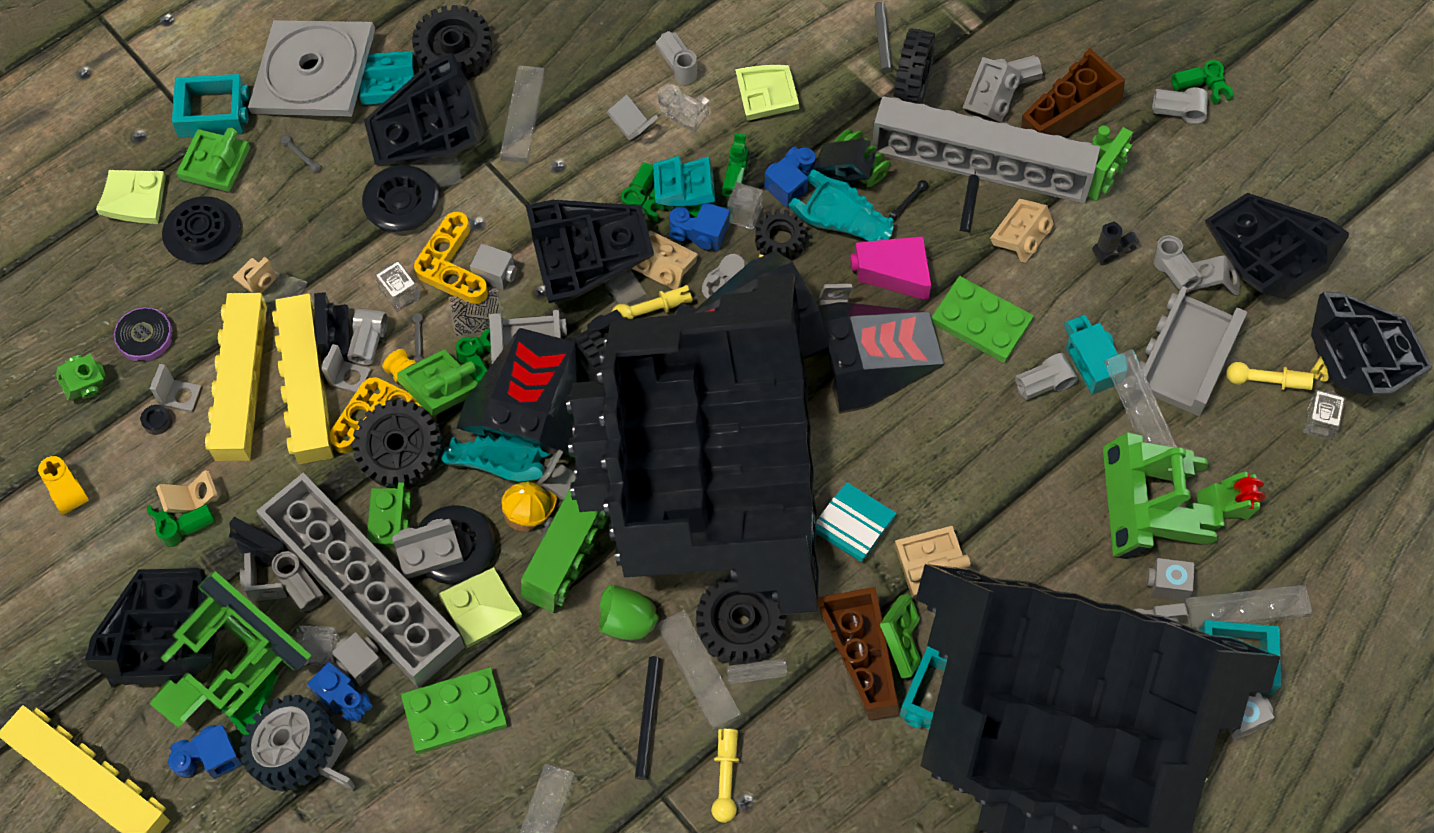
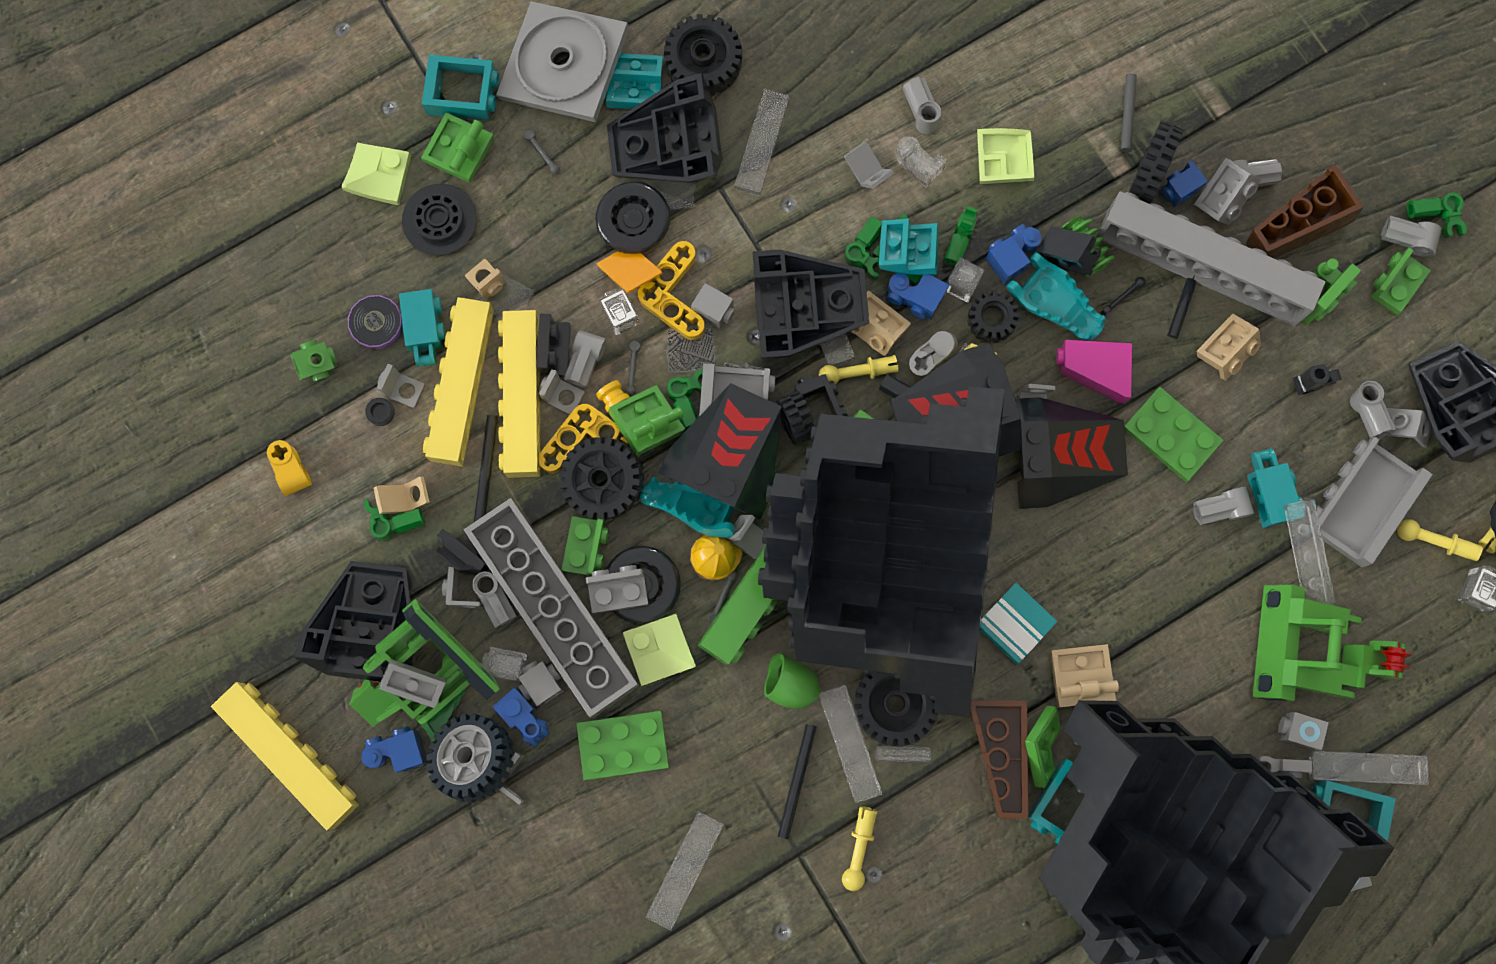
camera: 10 degrees right, 15 degrees up
(192, 327) = (422, 325): none -> teal brick
(216, 665) = (412, 683): none -> light grey plate
(274, 450) = (486, 466): none -> black bar
(402, 245) = (629, 270): none -> light orange window
(949, 90) = (1183, 184): none -> blue brick
(1178, 148) = (1400, 282): none -> bright green bracket

